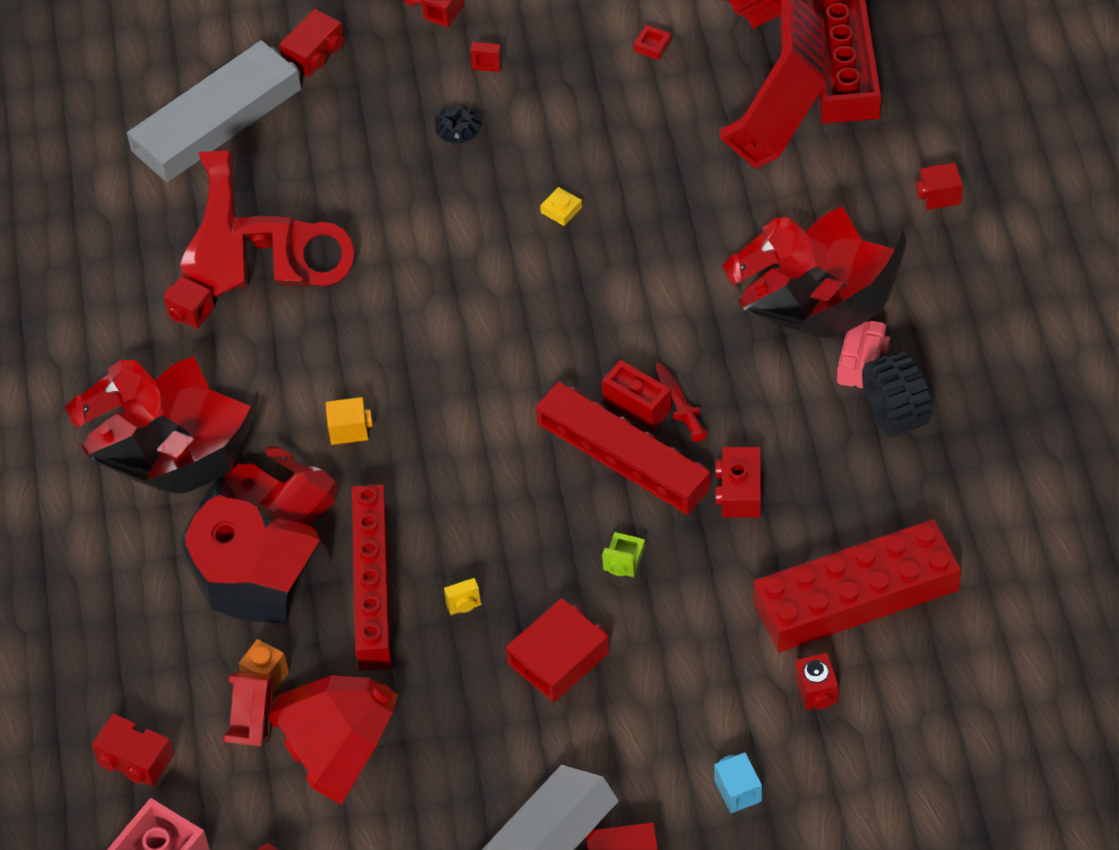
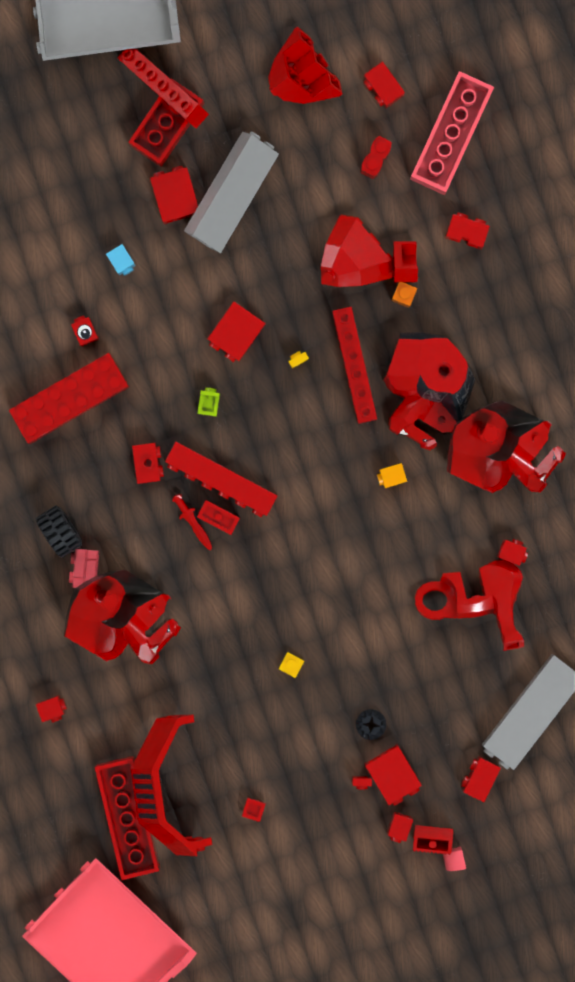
camera: 165 degrees right, 35 degrees up
(439, 59) = (393, 775): none -> red panel

